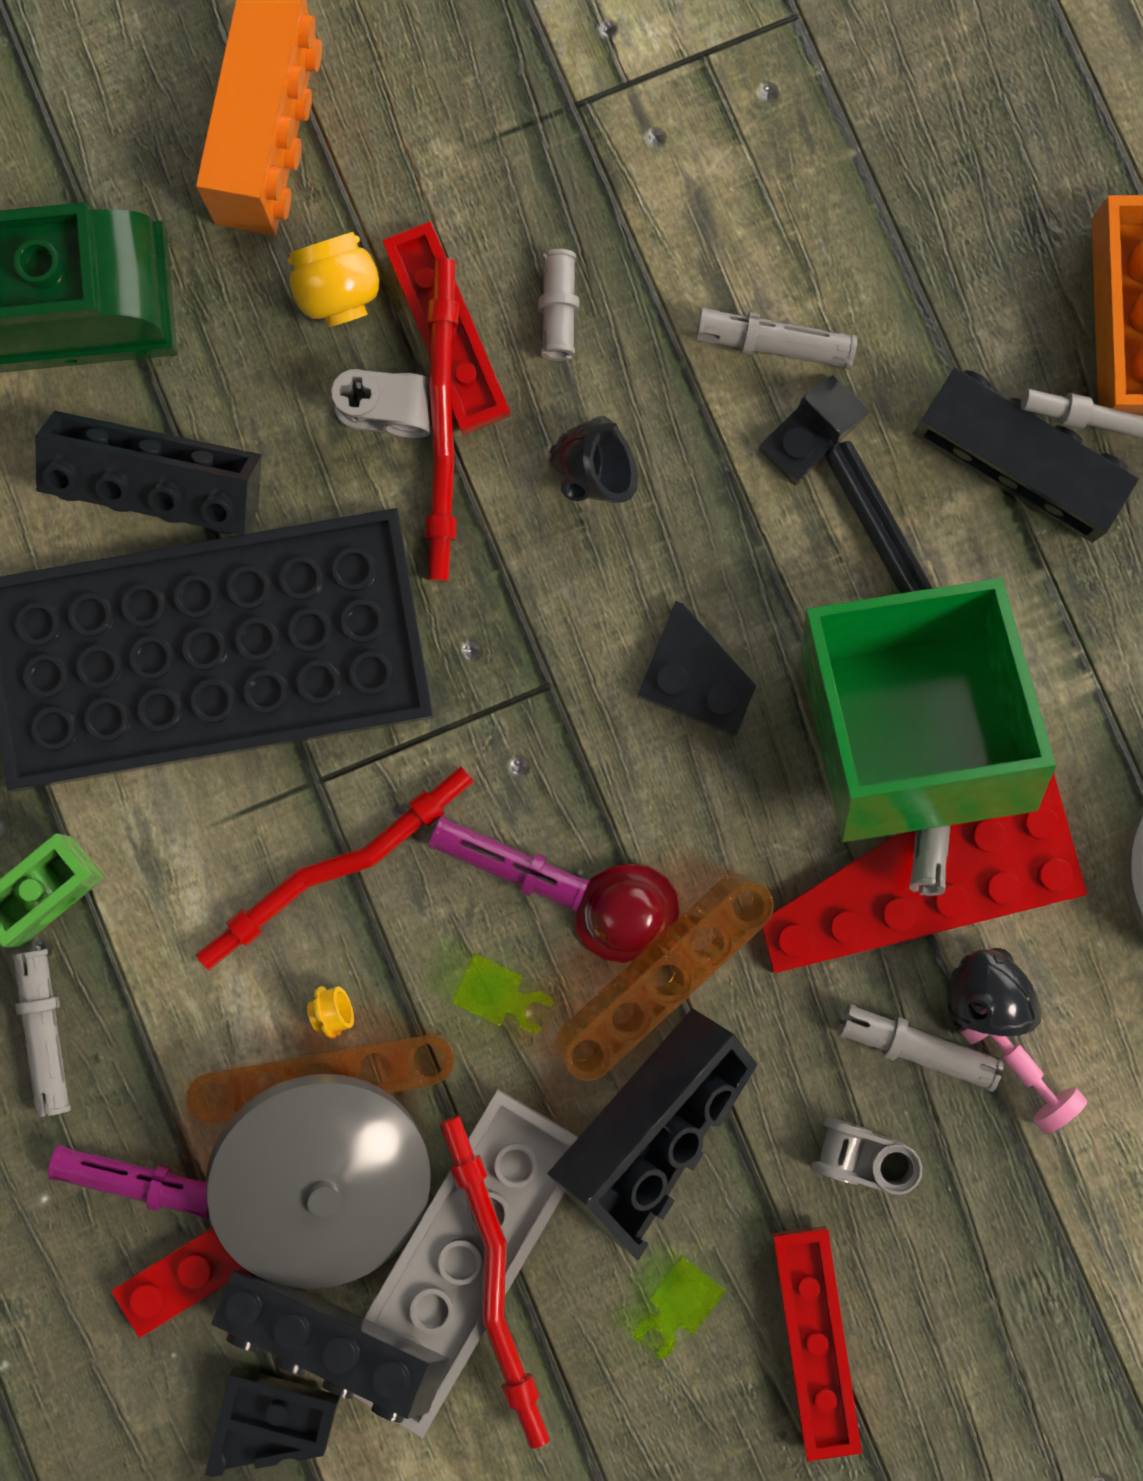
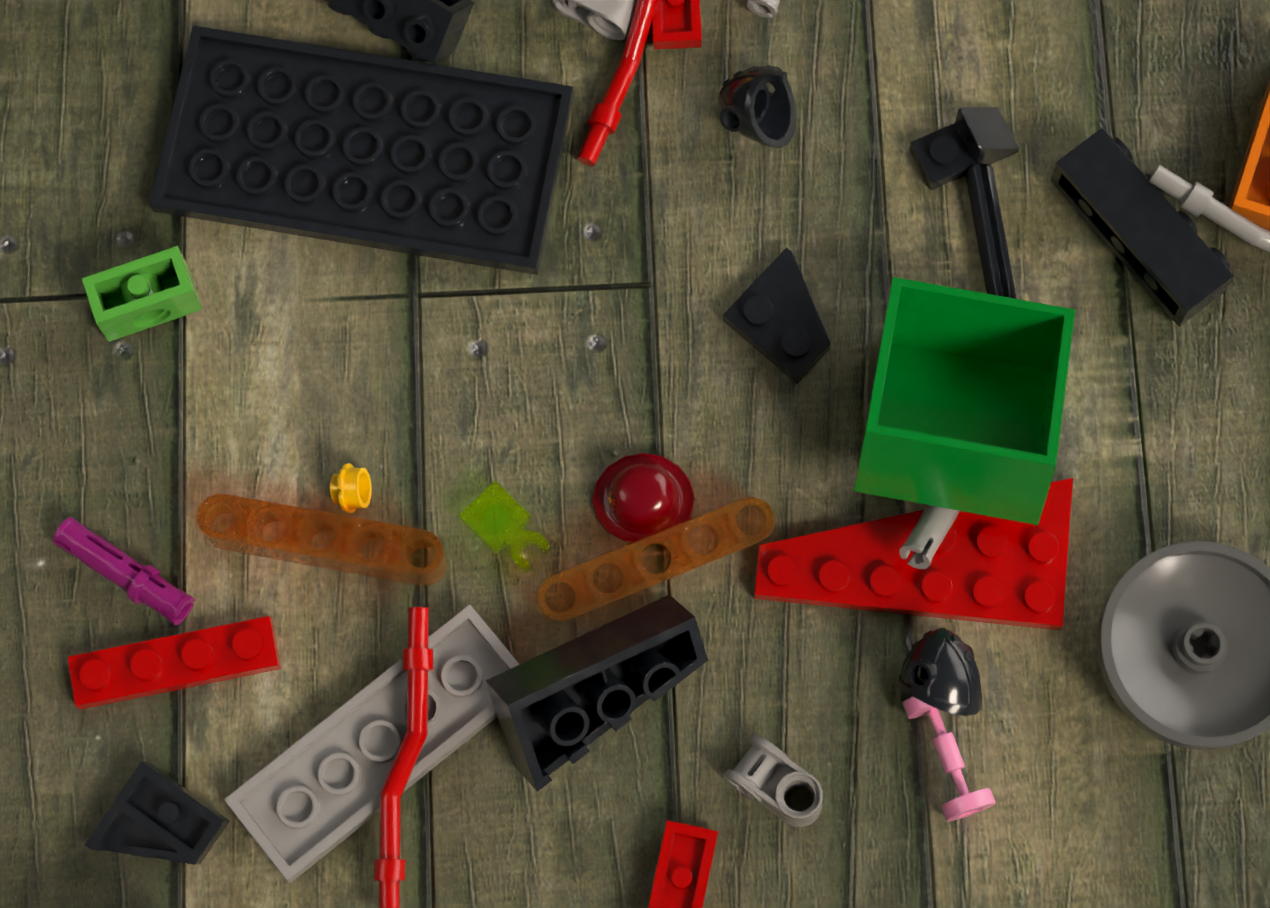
camera: 25 degrees right, 10 degrees down
(41, 1032) = (97, 412): light grey pin -> none
(246, 926) = (306, 391): red bar -> none
(317, 1181) = (284, 620): dark grey dish -> none
(332, 1344) = (239, 756): black brick -> none
(450, 837) = (571, 433): magenta pin -> none
(683, 1300) = (566, 851): clear neon green plate -> none
(765, 336) = (950, 54): light grey pin -> none
(900, 1040) = (861, 705): light grey pin -> none

